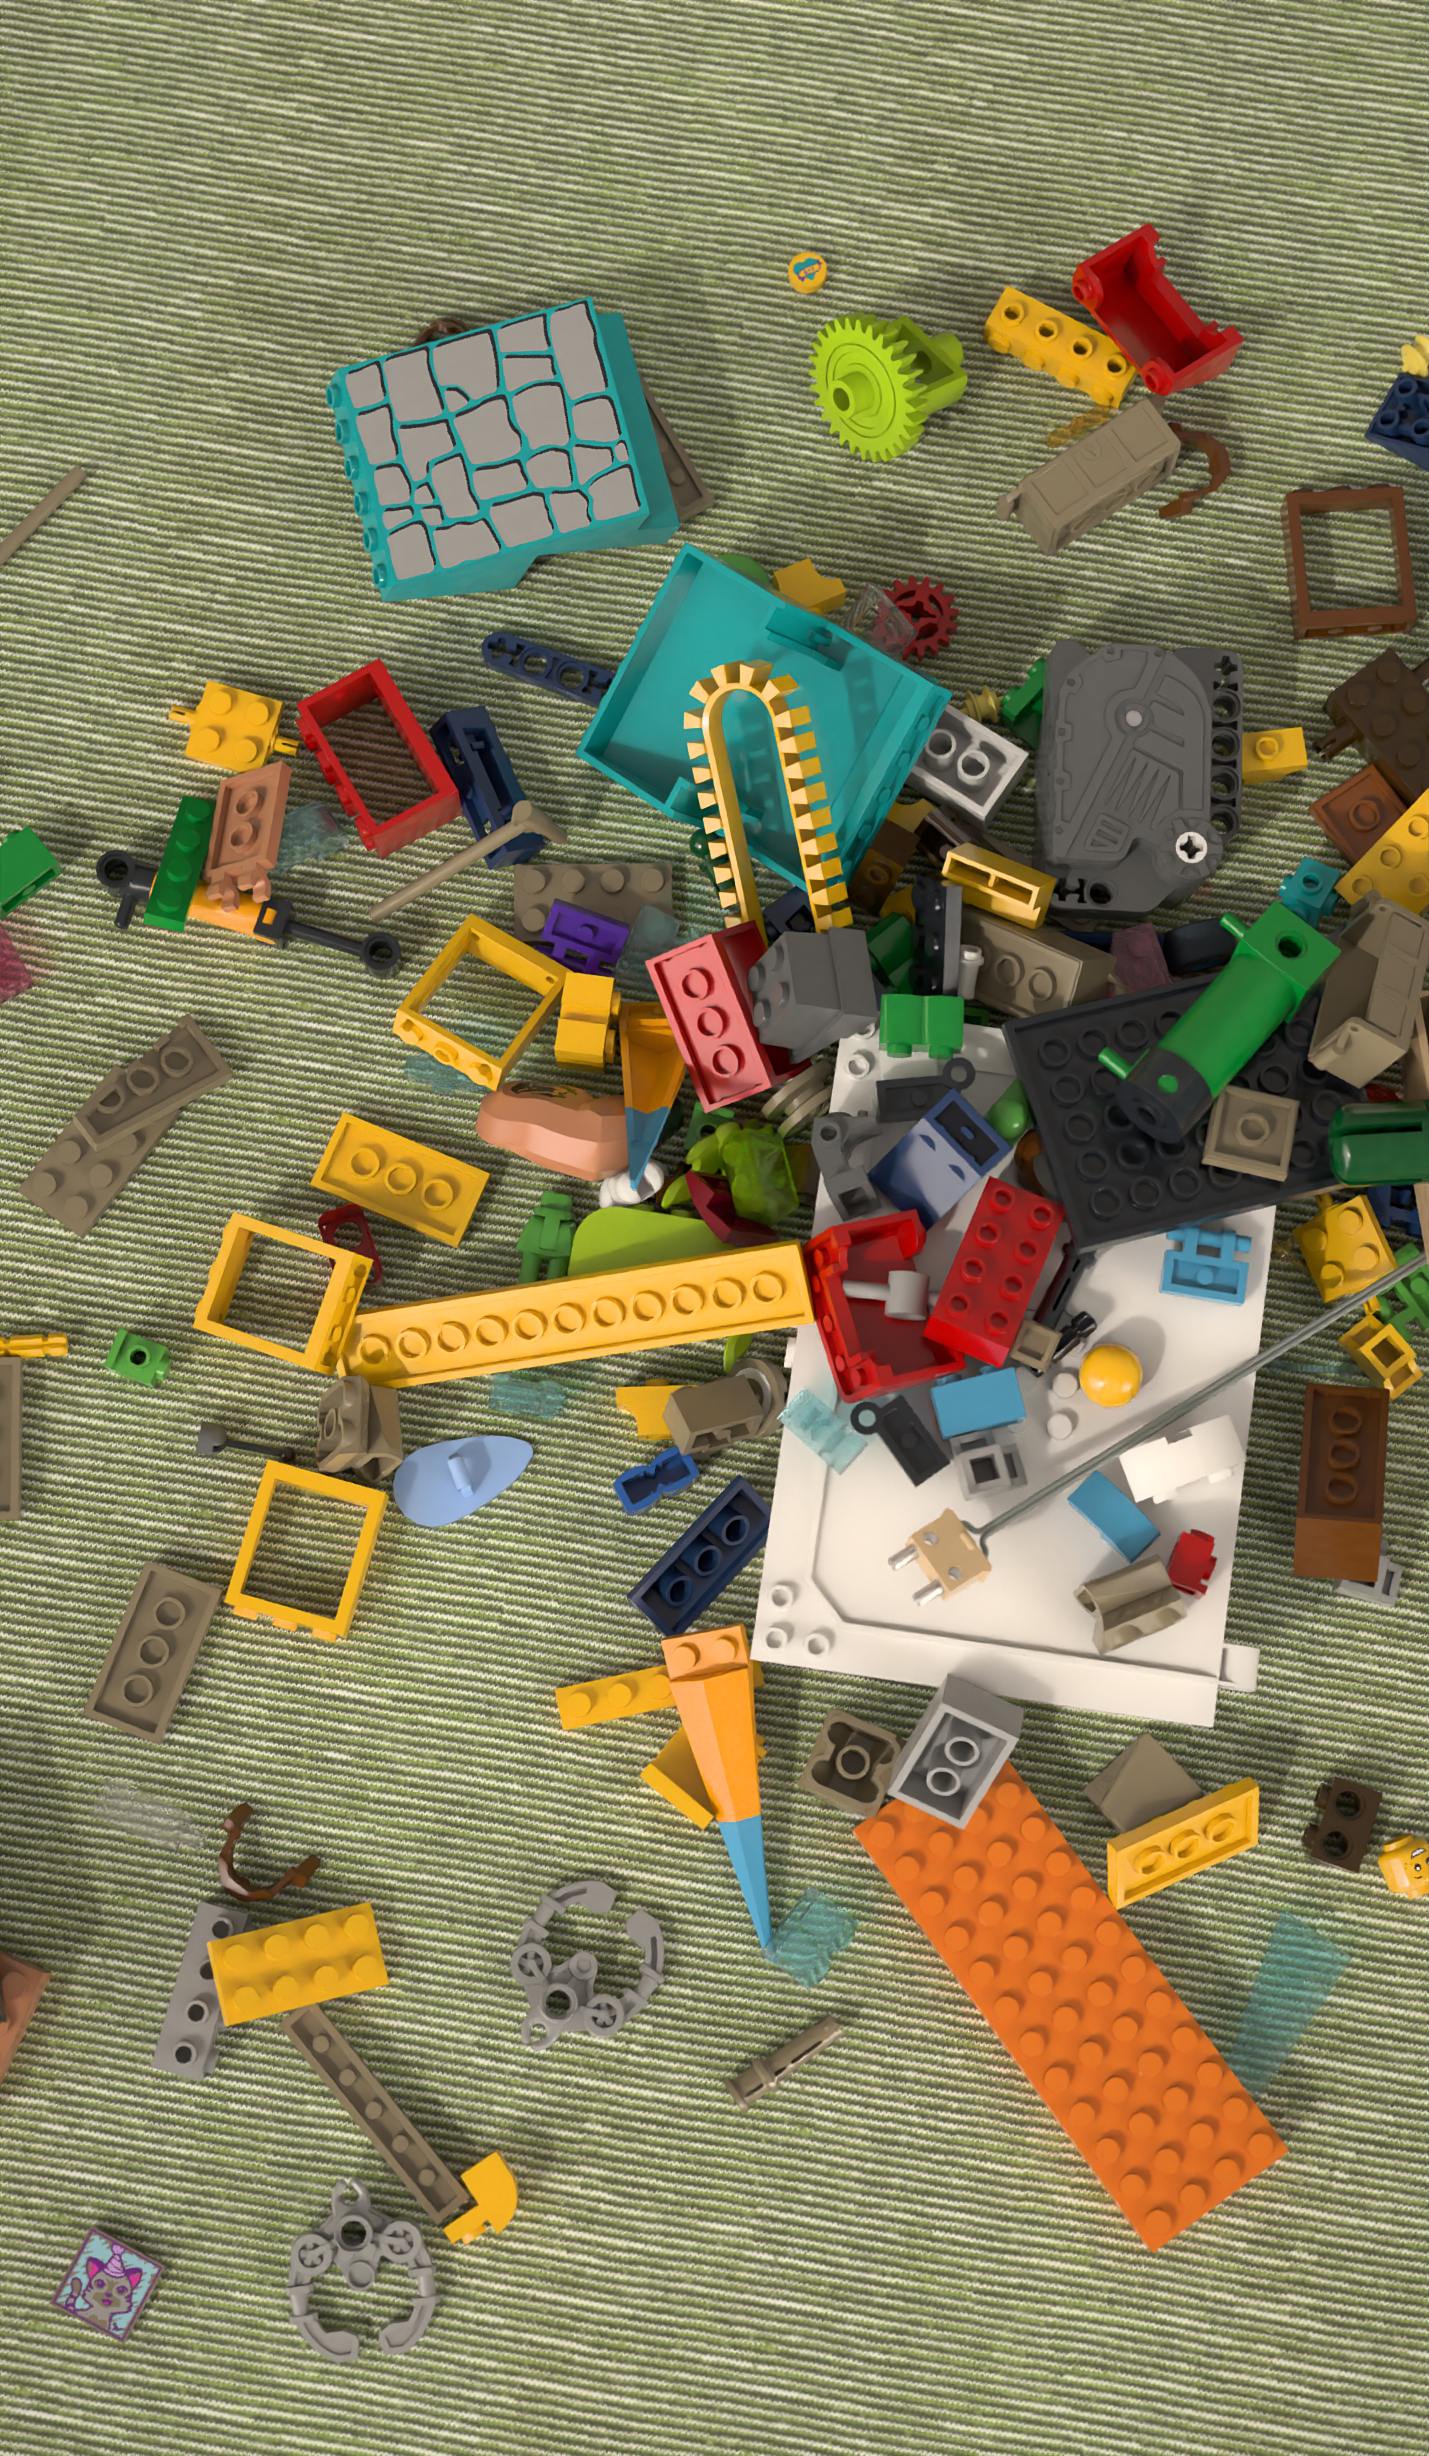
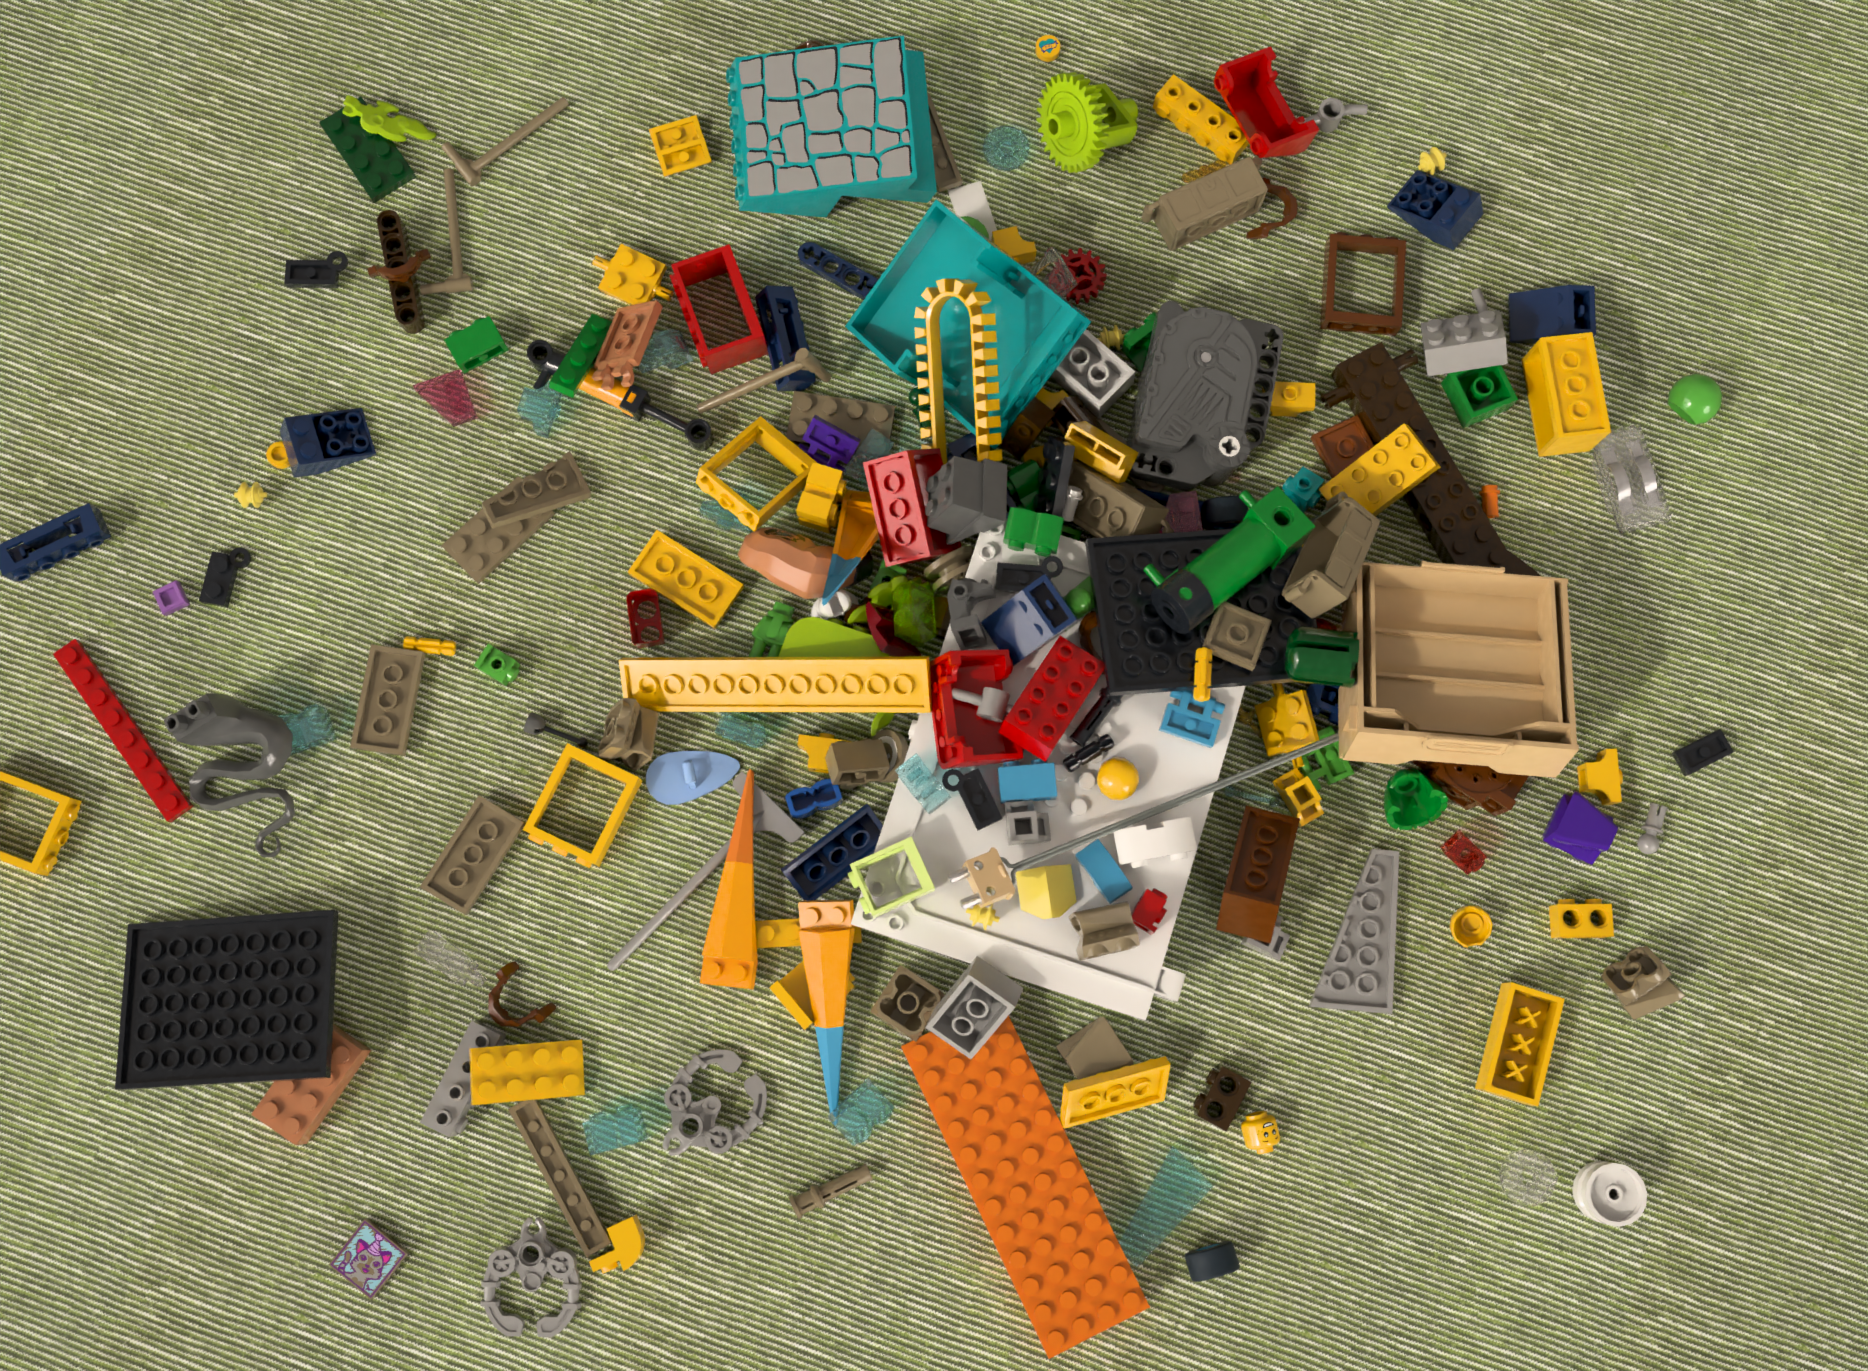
camera: 10 degrees right, 0 degrees up
(130, 954) = (540, 407): none -> clear light blue brick
(270, 514) = (680, 145): none -> yellow slope
(335, 1311) = (626, 653): yellow window -> none
(445, 2028) = (614, 1130): none -> clear light blue piece
(568, 1708) = (731, 937): none -> light orange plate
(578, 1519) = (766, 817): none -> light grey piece
(731, 529) = (972, 202): none -> white sticker
(770, 438) = (1006, 148): none -> clear light blue wheel
(836, 1554) = (917, 864): none -> yellowish green window
(946, 1612) = (982, 915): none -> light yellow wheel
(1033, 1559) = (1046, 890): none -> light yellow slope
(1034, 1344) = (1070, 750): dark tan tile -> none
(1212, 1199) = (1202, 674): none -> yellow axle
(1266, 301) = (1337, 110): none -> light grey piece
(1369, 2068) = (1212, 1261): none -> black wheel

